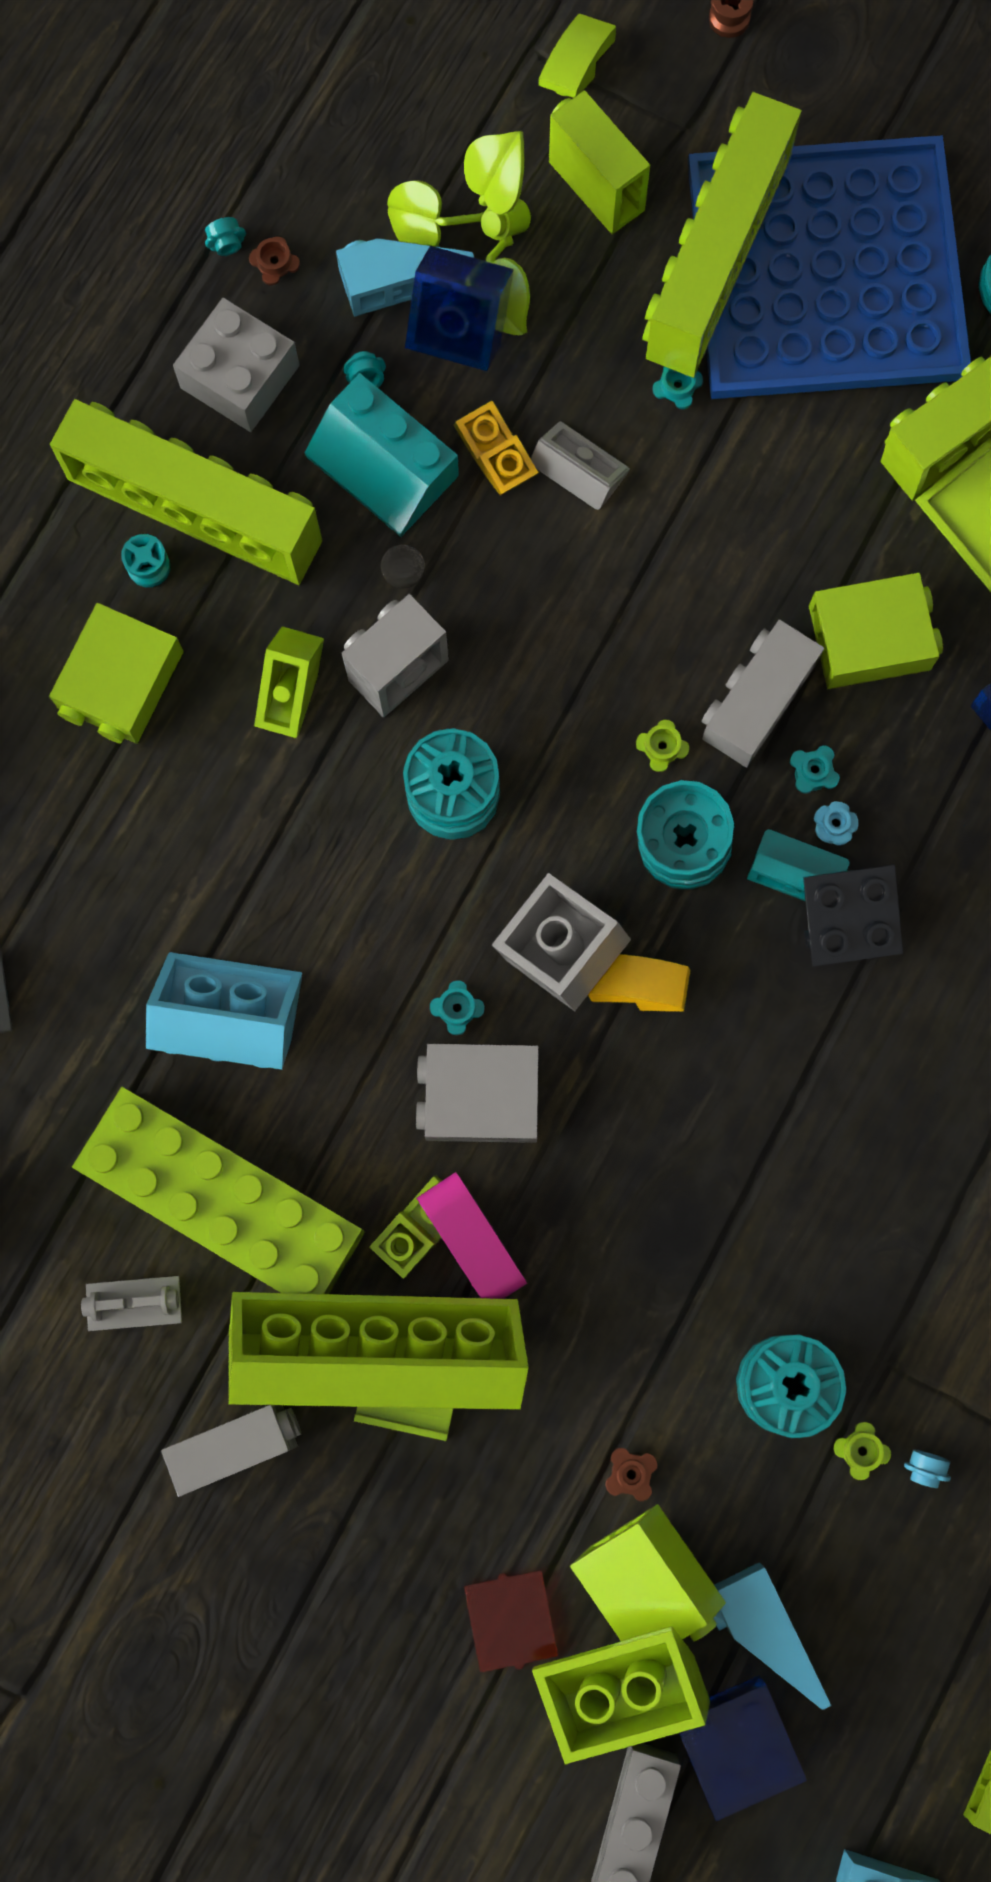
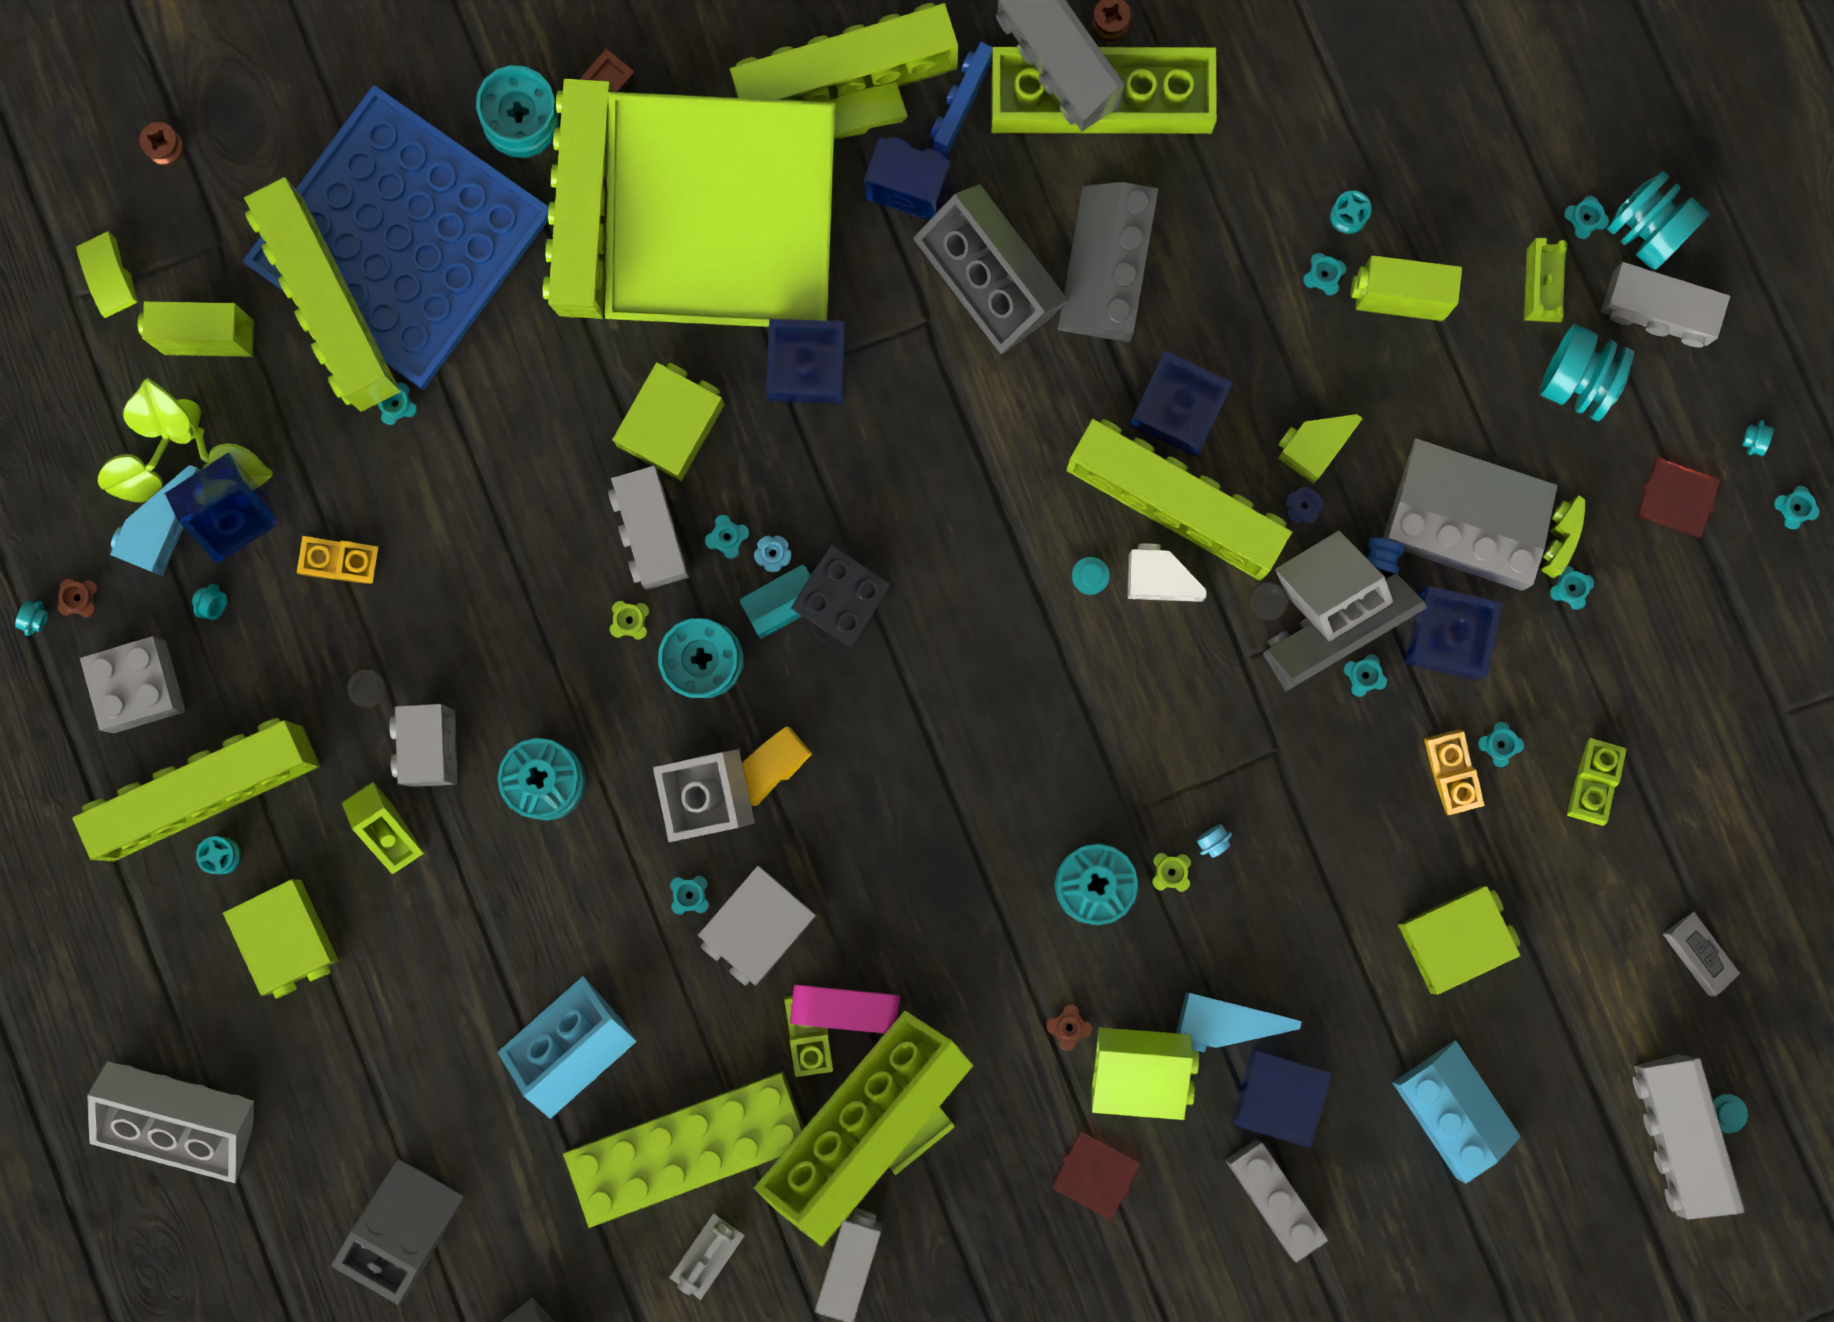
camera: 50 degrees left, 5 degrees up
(382, 455) = (278, 640): teal slope -> none
(578, 465) = (394, 514): light grey slope -> none
(622, 1694) = (1192, 1143): lime slope -> none

